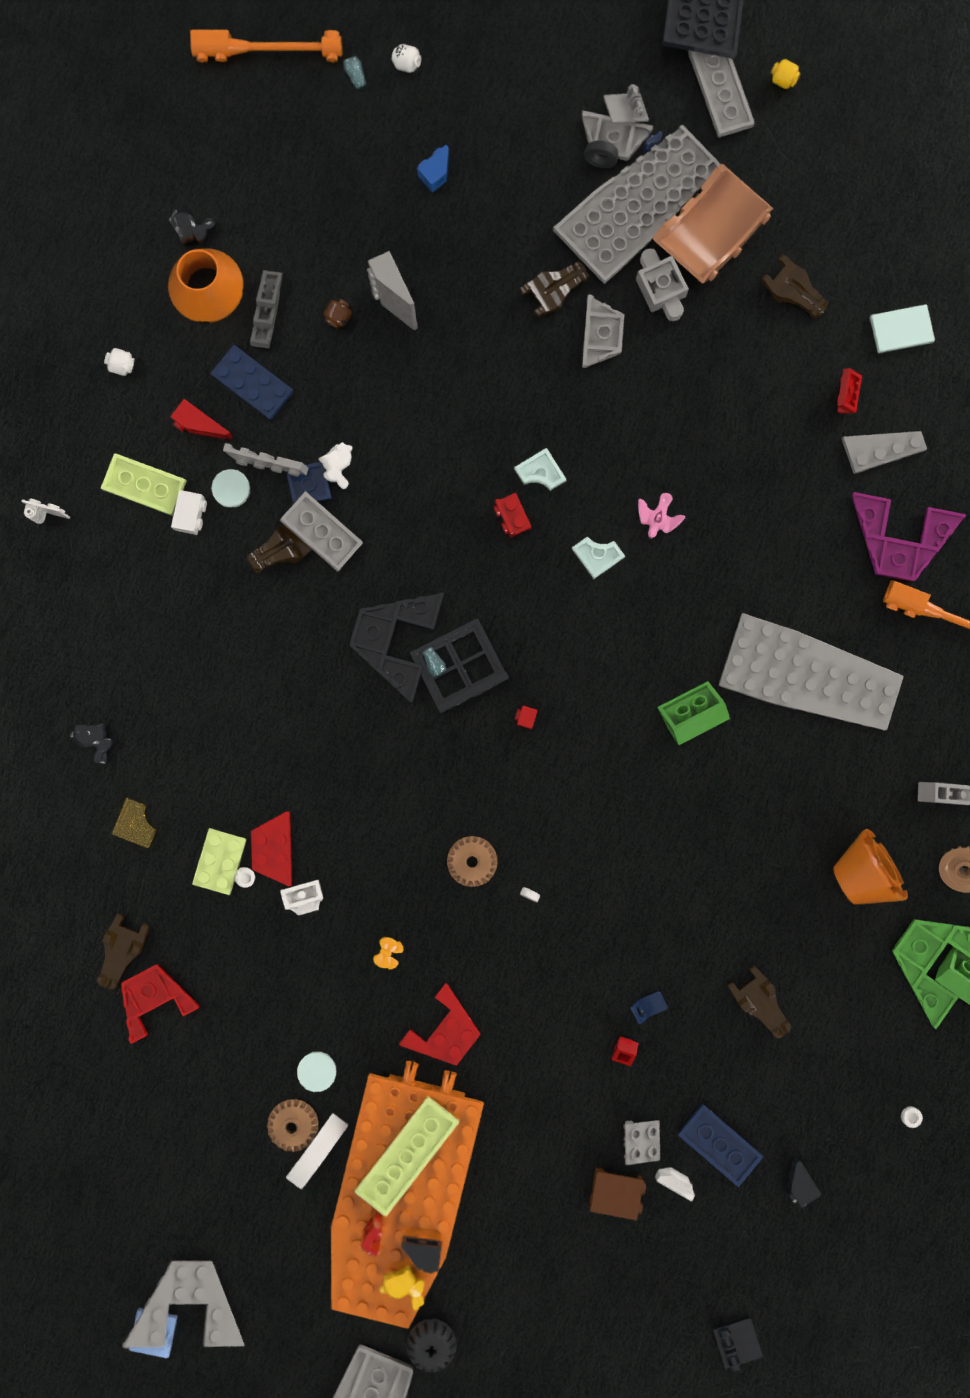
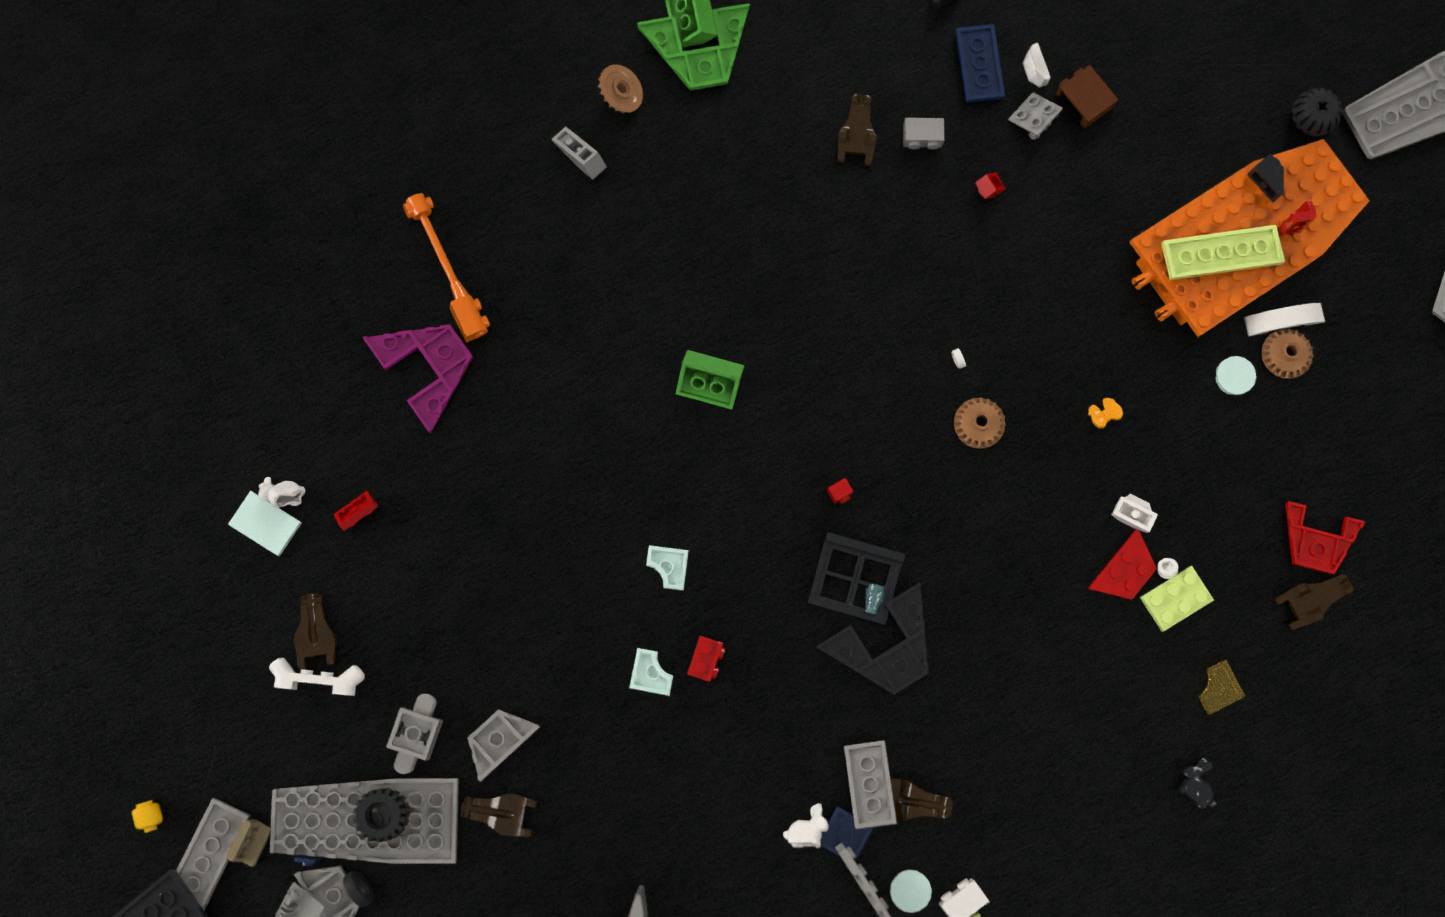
camera: 140 degrees left, 5 degrees down
(403, 1283) = (1301, 169): yellow animal -> none
(451, 1037) = (1111, 310): red wing -> none
(636, 196) = (364, 815): none -> black tyre
(649, 1006) = (943, 202): dark blue bracket -> none
(658, 518) = (595, 551): bright pink animal -> none
(702, 118) = (249, 842): none -> dark tan bracket
(711, 1047) = (923, 133): none -> light grey brick
(713, 224) = (328, 743): nougat panel -> none
(781, 242) = (288, 679): none -> white plate
(808, 675) = (596, 330): light grey wing -> none
(869, 872) = (693, 146): orange cone -> none
(875, 450) = (376, 447): light grey wing -> none
(911, 356) = (281, 493): none -> white animal

